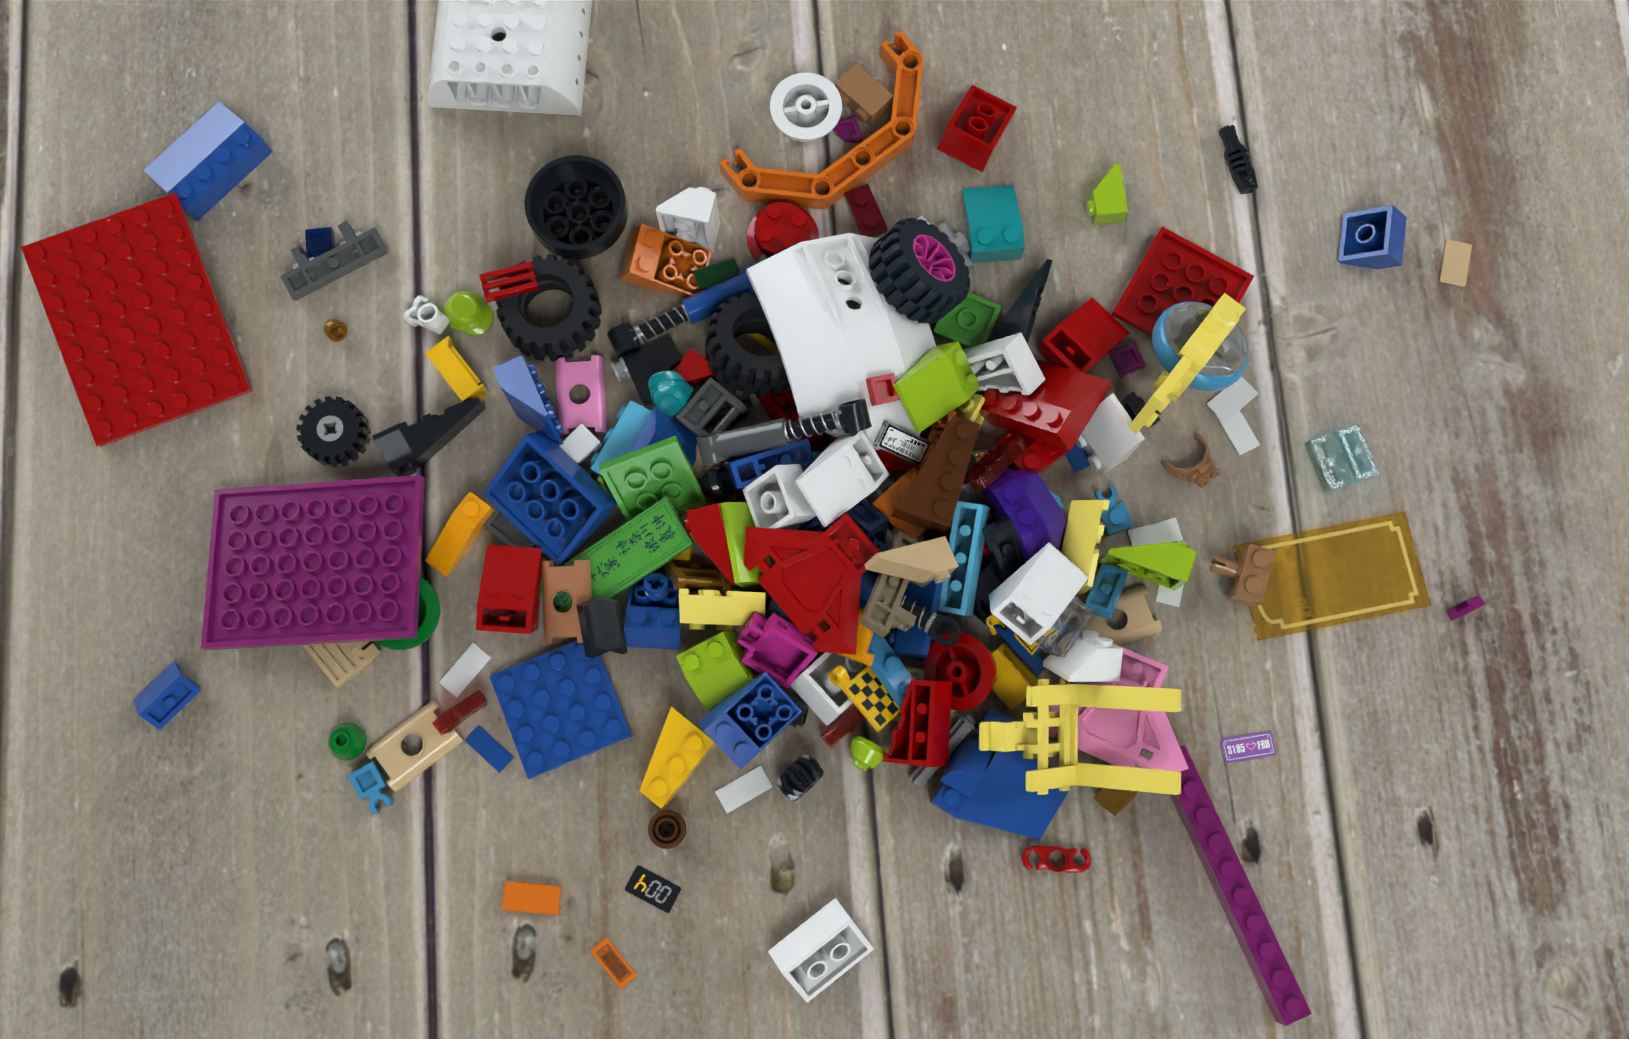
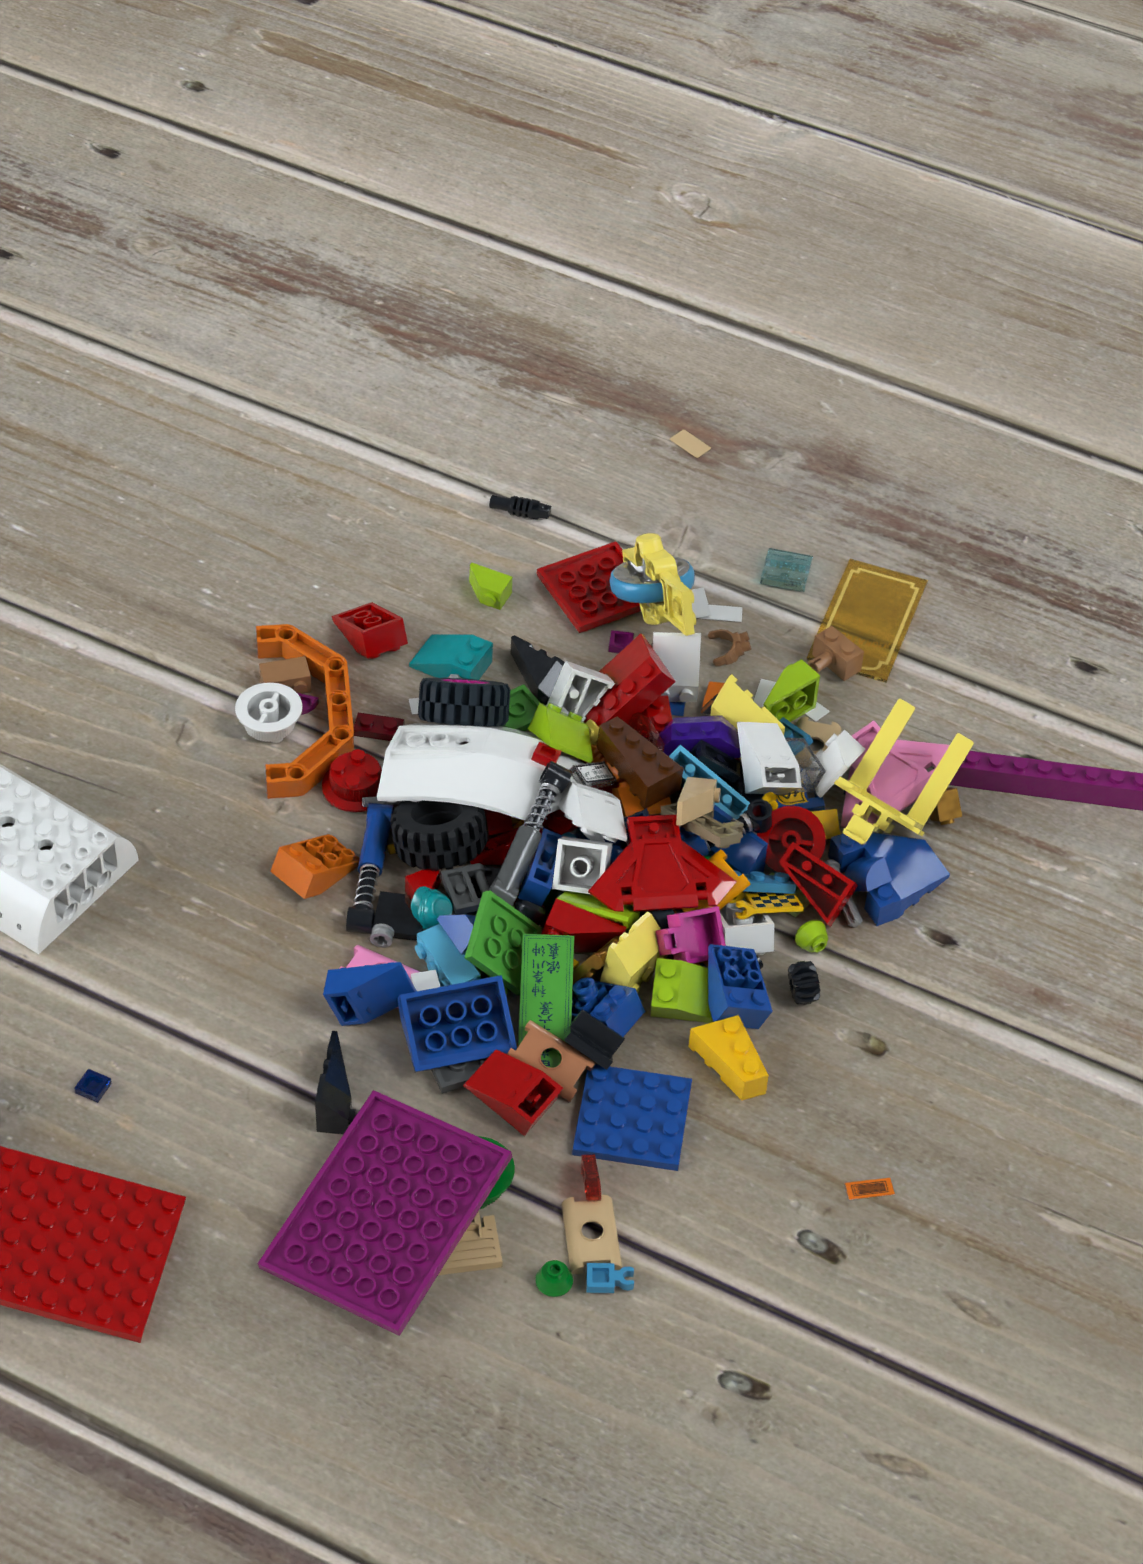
camera: 60 degrees left, 30 degrees down
(165, 696) = (413, 1393): blue panel -> none
(318, 272) = (125, 1065): dark grey hinge -> none
(333, 331) = (183, 1109): pearl gold hinge -> none
(344, 439) = (266, 1162): black wheel -> none
(426, 315) = (231, 1036): white plate -> none
(456, 371) = (295, 1043): yellow window -> none
(459, 534) = (431, 1094): light orange slope -> none
(464, 670) = (552, 1169): white sticker -> none
(468, 313) = (244, 1015): lime hat -> none
(489, 749) = (632, 1185): blue sticker -> none
(506, 272) = (264, 931): red tile -> none
(532, 898) = (779, 1214): orange tile -> none
(555, 185) = (229, 884): black wheel -> none
(567, 335) = (293, 924): black tyre -> none
(653, 889) = (826, 1132): black sticker -> none
(659, 824) = (786, 1088): reddish brown cone -> none
(691, 216) = (307, 808): white slope -> none
(716, 273) = (352, 837): dark green sticker -> none
(743, 789) = (786, 1034): white sticker -> none
(820, 950) = (947, 1041): white slope -> none
(842, 726) = (781, 939): clear red pin -> none
(1068, 865) = (962, 876): red piece -> none
(1083, 338) = (587, 648): red slope -> none
(1111, 488) = (712, 691): none -> orange sticker
(1248, 747) = (962, 723): medium lavender sticker -> none
(1373, 238) = (638, 470): blue slope -> none
(1465, 607) = (942, 561): magenta tile -> none

